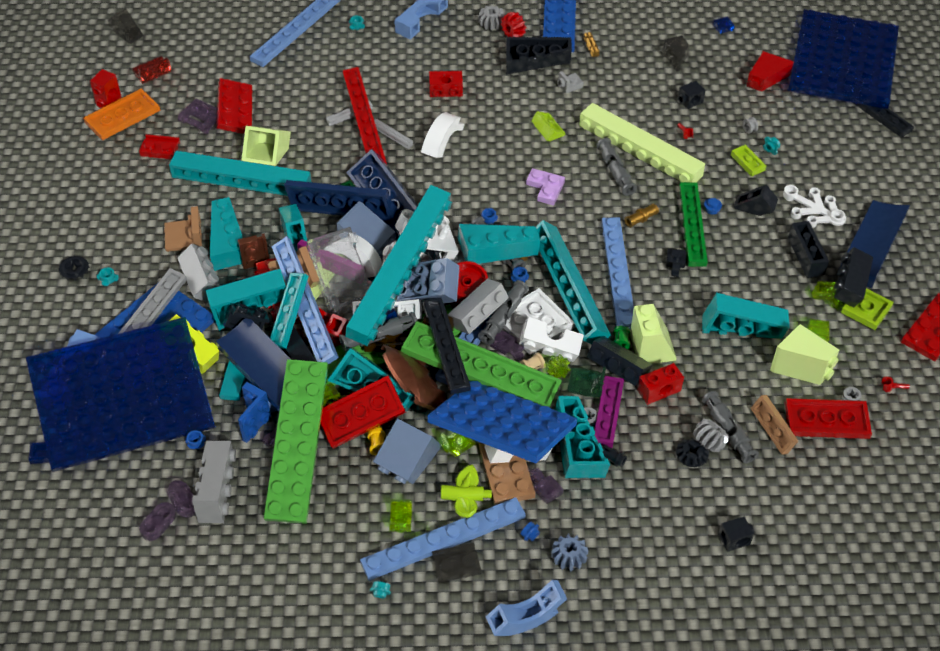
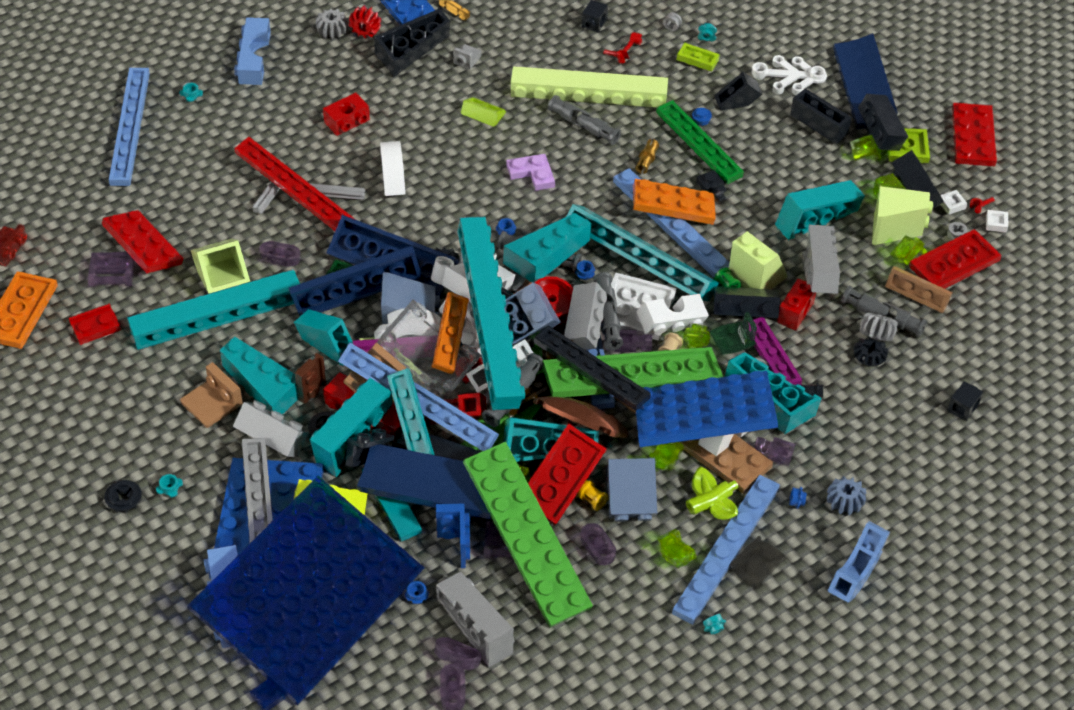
camera: 35 degrees left, 0 degrees up
(316, 158) = (280, 253): none -> clear purple plate
(349, 481) = (600, 545): none -> clear purple plate
(365, 268) = (450, 333): none -> orange tile
(630, 257) = (673, 201): none -> orange plate
(701, 358) = (821, 260): none -> light grey wedge
(710, 125) = (635, 38): none -> red hand
(792, 387) = (908, 249): none -> clear neon green bracket
(848, 337) = (915, 177): none -> black brick
(867, 370) = (953, 202): none -> white plate
(894, 405) = (997, 221): none -> white plate

